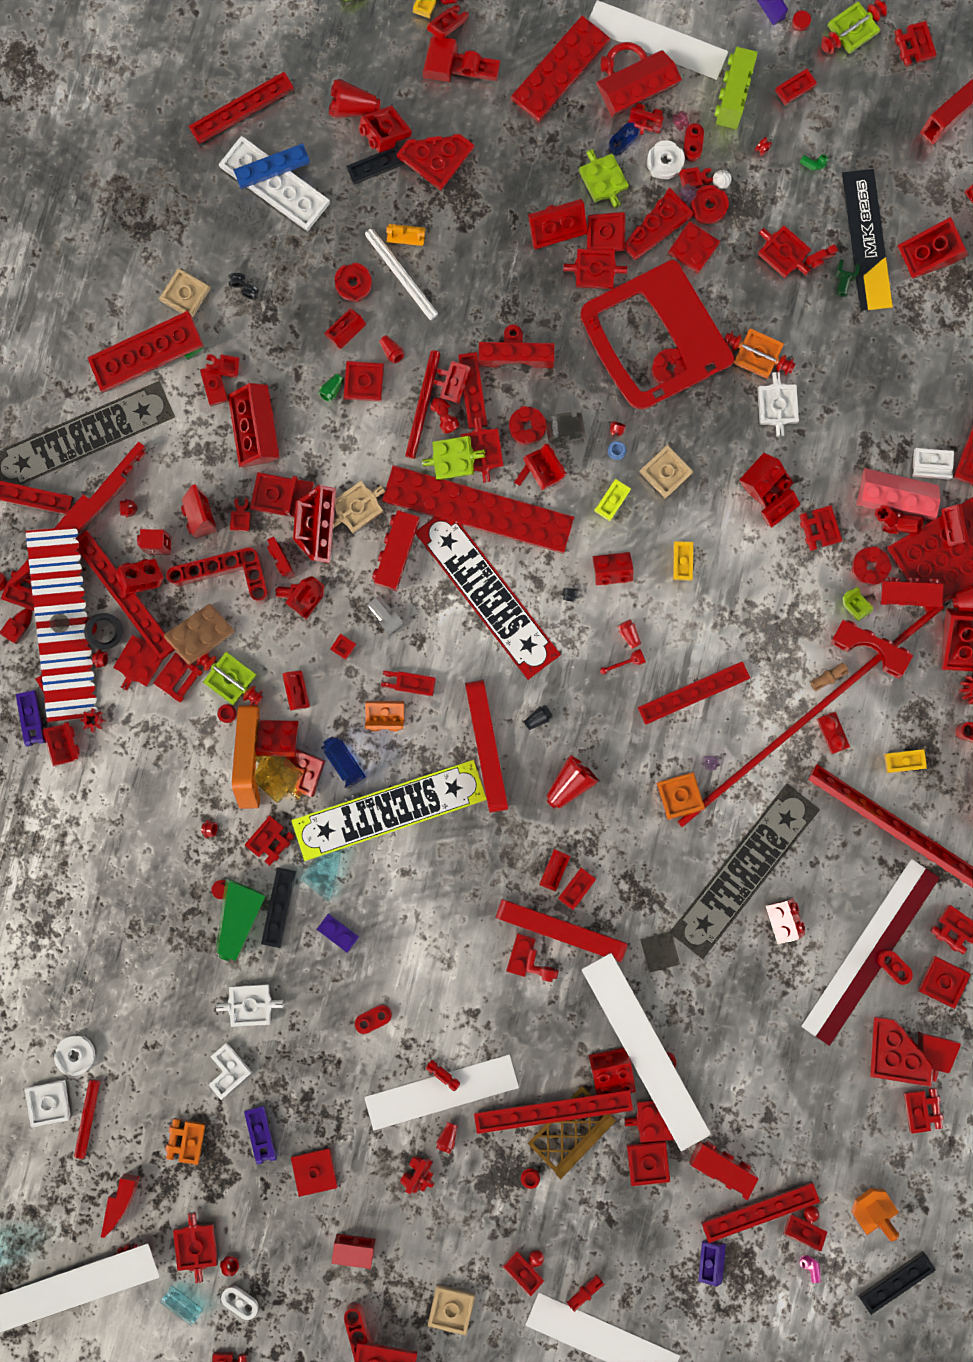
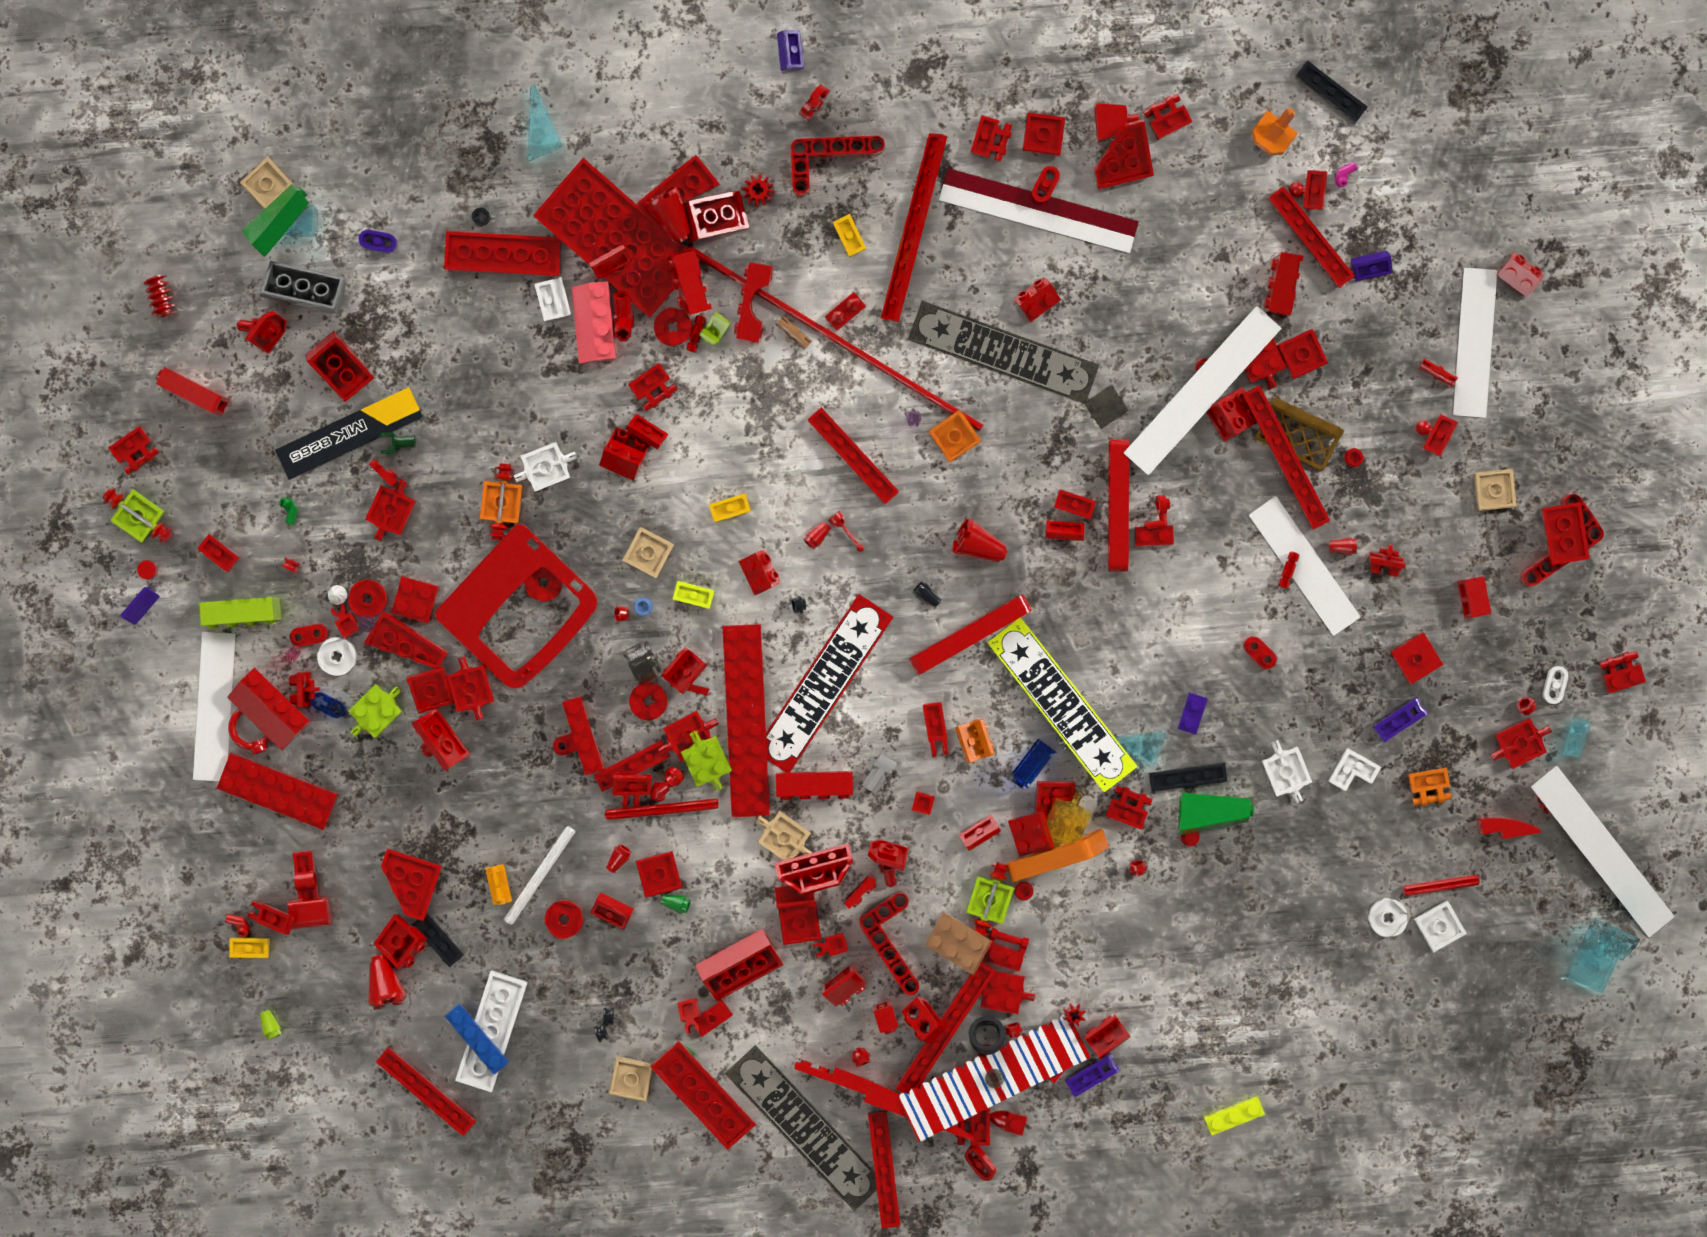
camera: 110 degrees left, 5 degrees up
(852, 582) = (694, 336): none -> red axle

